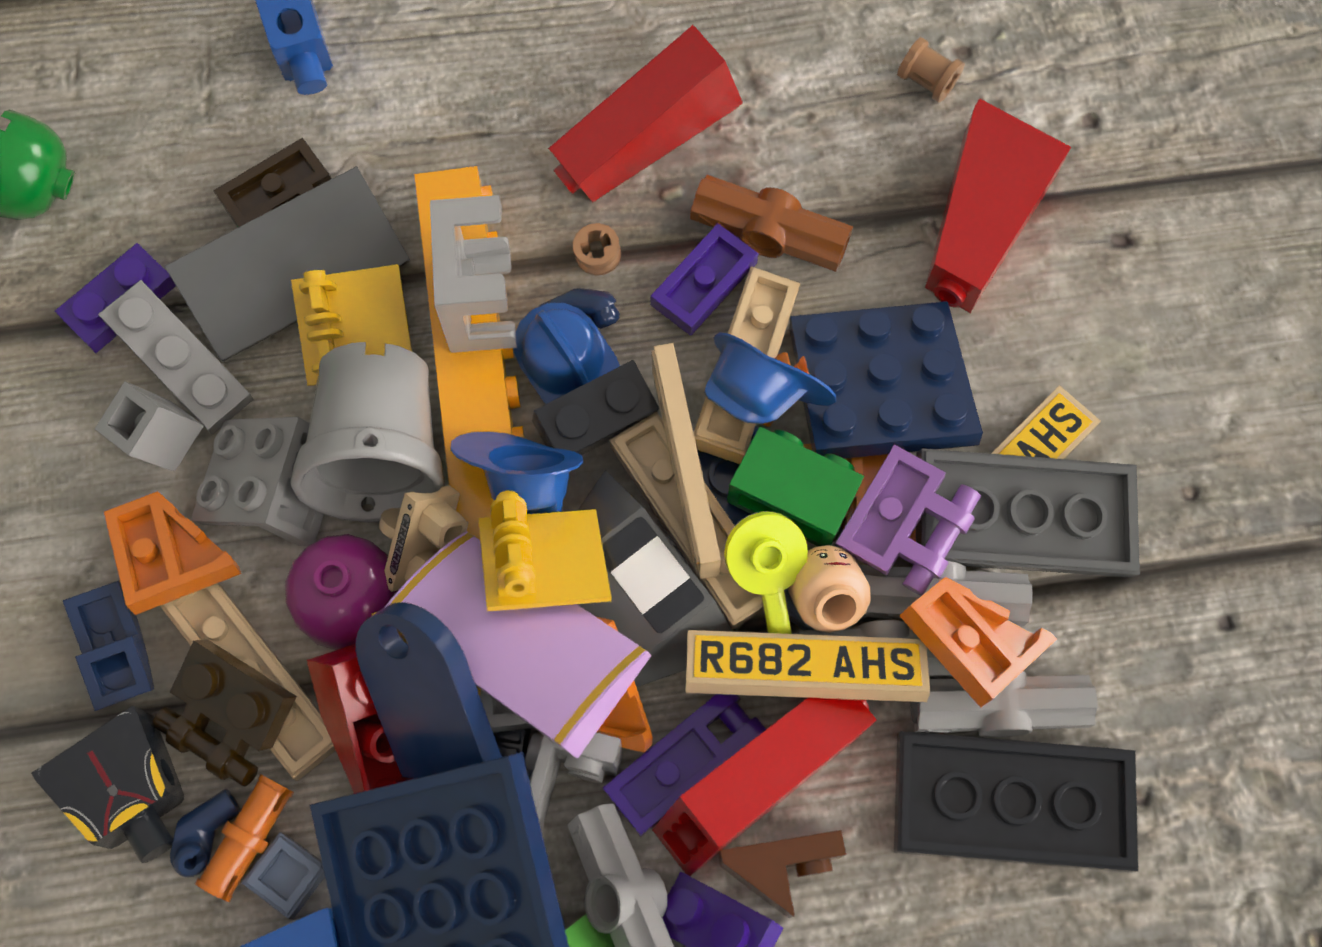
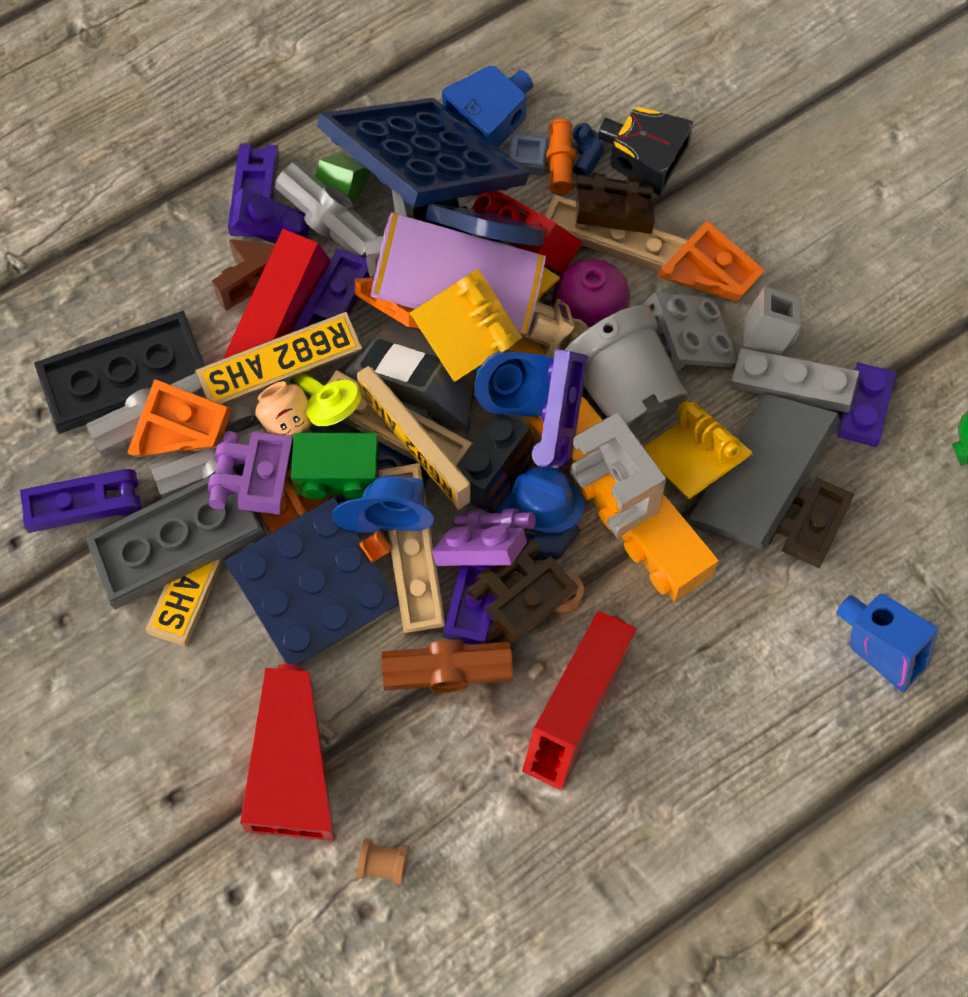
camera: 155 degrees right, 5 degrees down
(111, 646) = (701, 203): dark blue slope -> none
(491, 396) = (561, 410): none -> dark purple plate
(643, 232) = (530, 599): none -> dark brown plate
(664, 306) = (484, 538): none -> medium lavender plate
(1134, 626) = (79, 500): none -> dark purple plate

